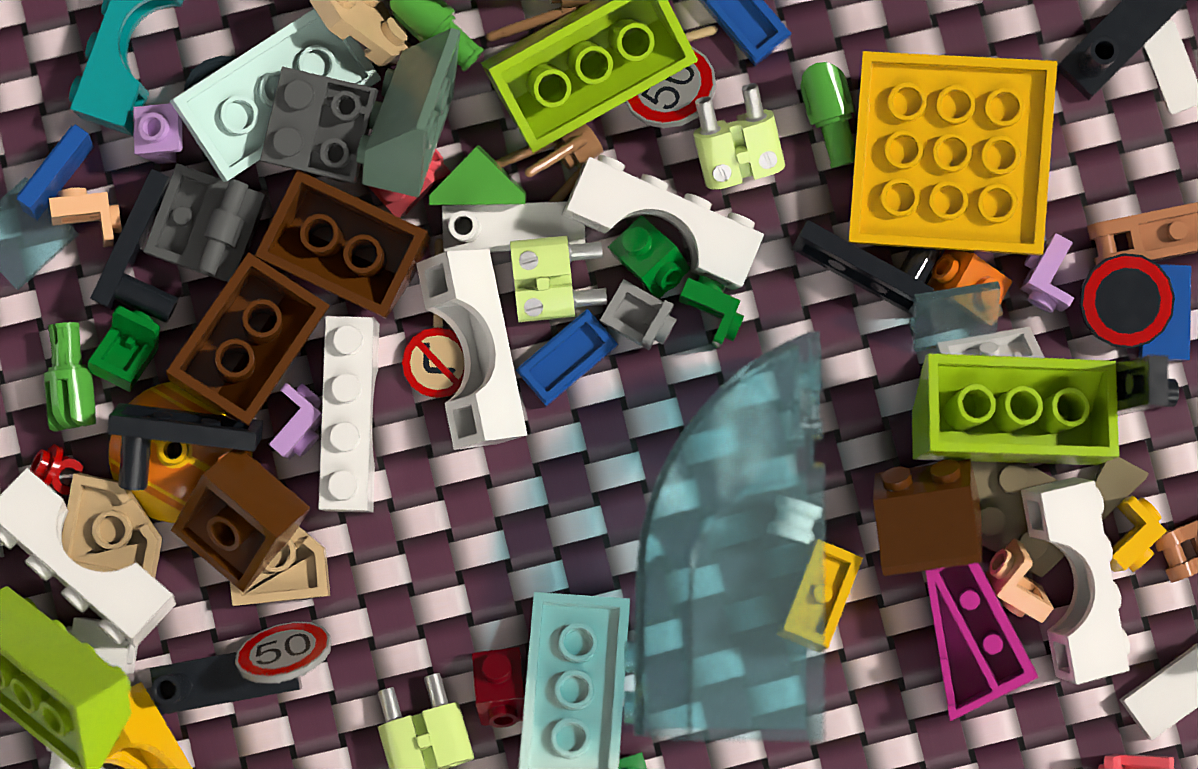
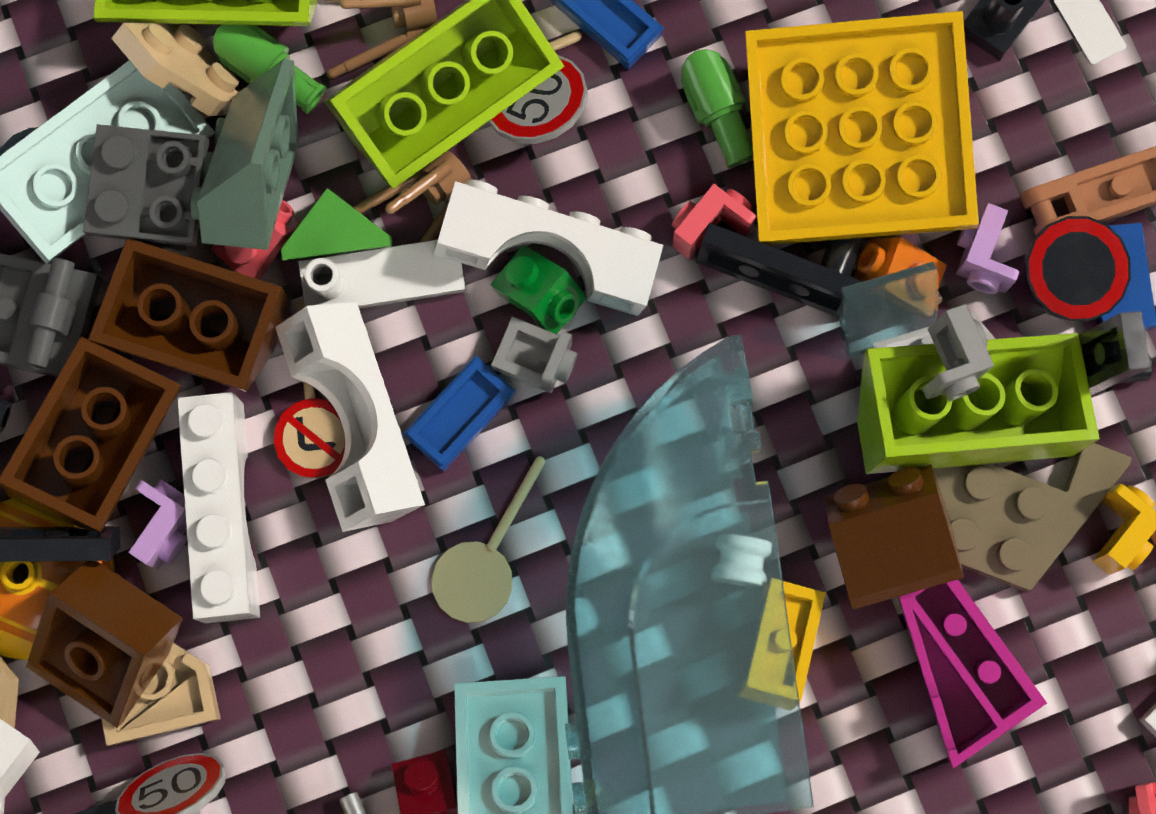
camera: 10 degrees left, 5 degrees down
(545, 279) = (423, 325): yellowish green piece -> none
(562, 503) = (473, 577): none -> tan piece
(710, 298) = (612, 326): green bracket -> none
(738, 147) = (623, 155): yellowish green piece -> none
(795, 213) = (713, 207): none -> coral bracket
(1010, 367) = (963, 352): none -> light grey bracket
(1011, 585) = (1005, 610): light nougat bracket -> none
(1089, 636) = (1096, 647): white arch -> none

